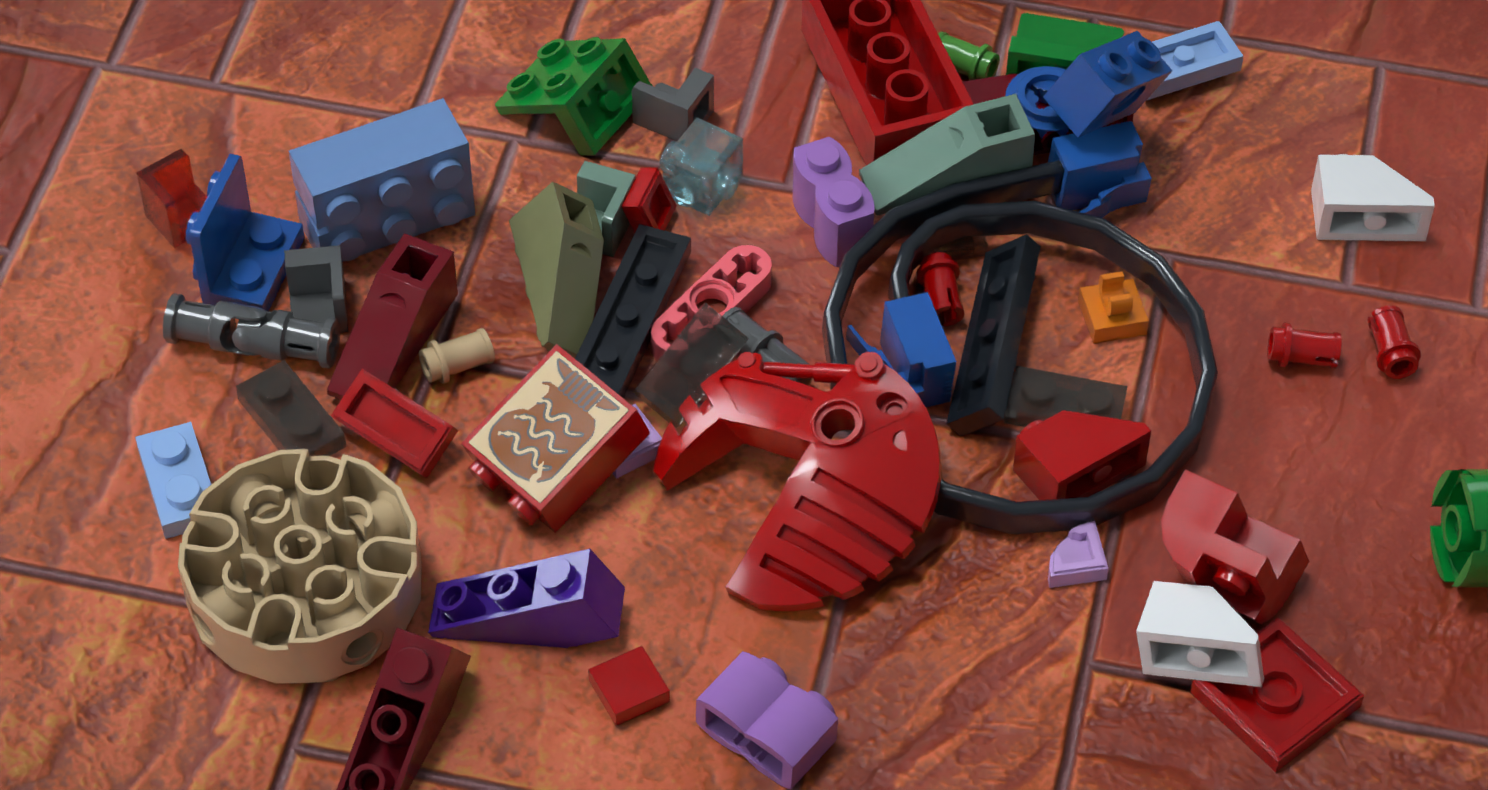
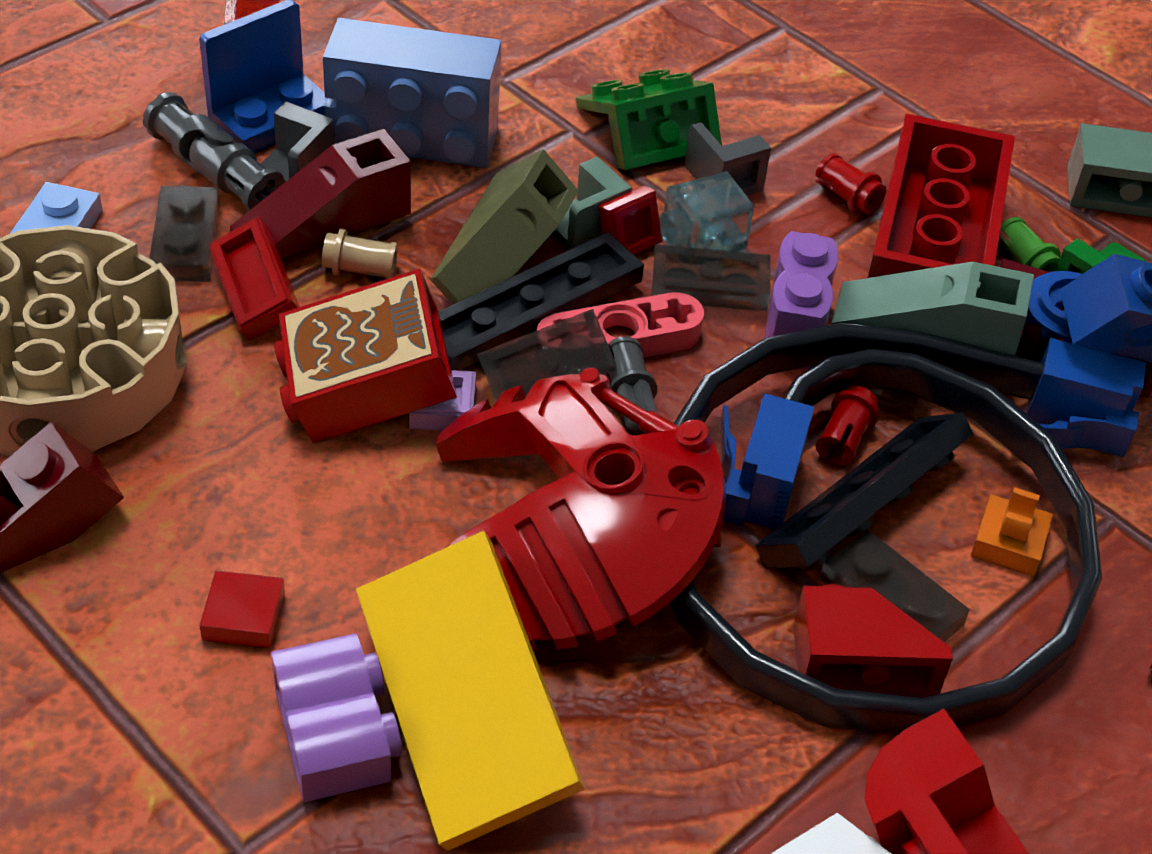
camera: 30 degrees right, 5 degrees down
(534, 603) = (225, 485): dark purple slope -> none
(746, 218) = (713, 276): none -> clear smoke plate
(786, 69) = (861, 190): none -> red pin
(849, 642) = (468, 691): none -> yellow tile
(1078, 558) = (788, 748): lavender tile -> none

